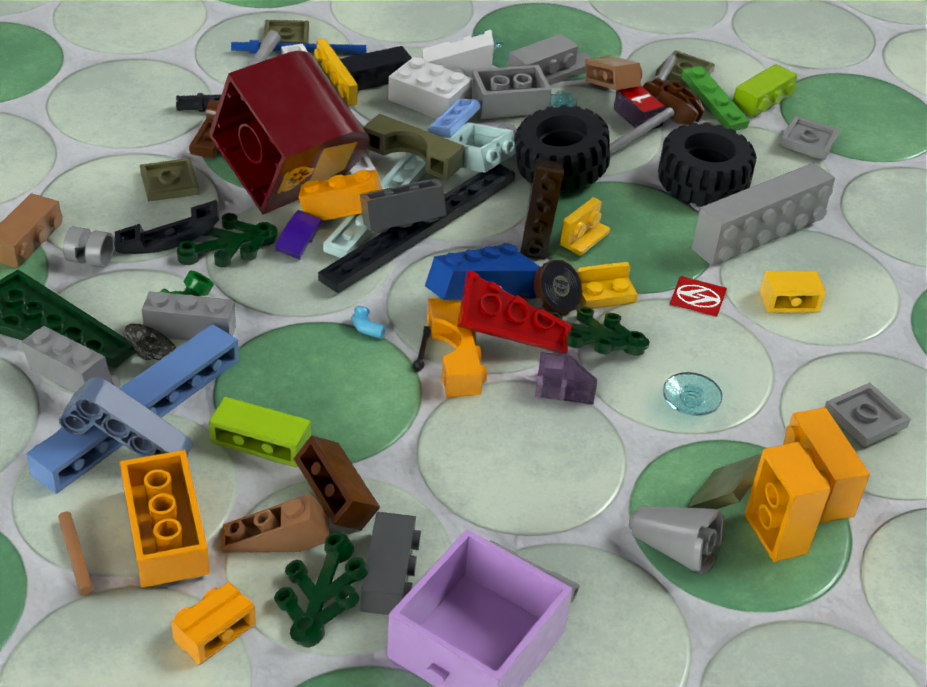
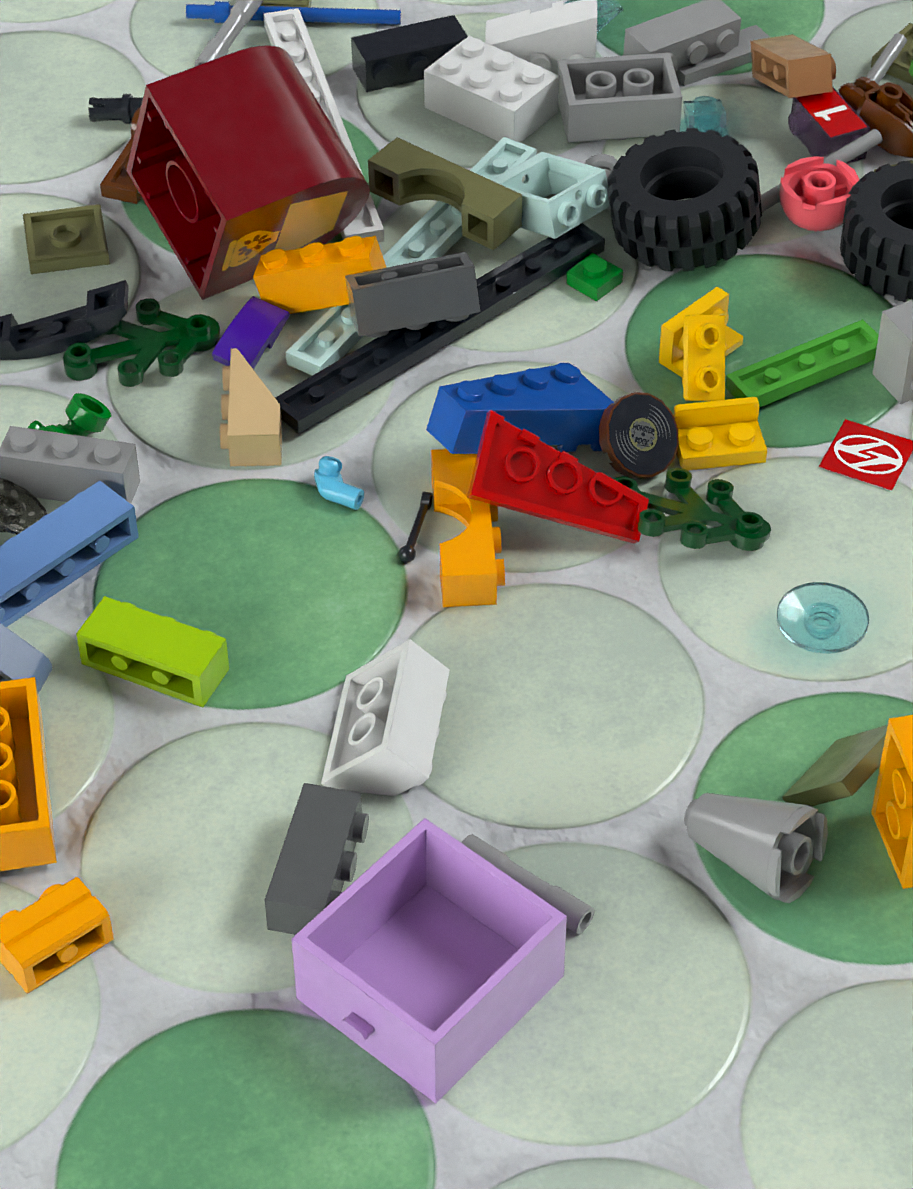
camera: 10 degrees right, 5 degrees up
(281, 528) = (164, 800): medium nougat slope -> none
(308, 282) = (252, 417): none -> tan slope
(309, 626) = (186, 948): dark green plant -> none
(336, 72) = (347, 61): yellow plate -> none
(336, 483) = (252, 736): reddish brown brick -> none
(424, 471) = (387, 723): none -> white slope
(454, 117) = (519, 143): light blue tile -> none
(511, 195) = (594, 277): none -> green plate
(541, 207) = (630, 300): dark brown slope -> none
(564, 379) = (623, 586): clear purple slope -> none
(592, 238) = (704, 357): none -> yellow bracket
(641, 144) = (816, 192): none -> coral cylinder
(652, 243) = (805, 364): none -> bright green plate

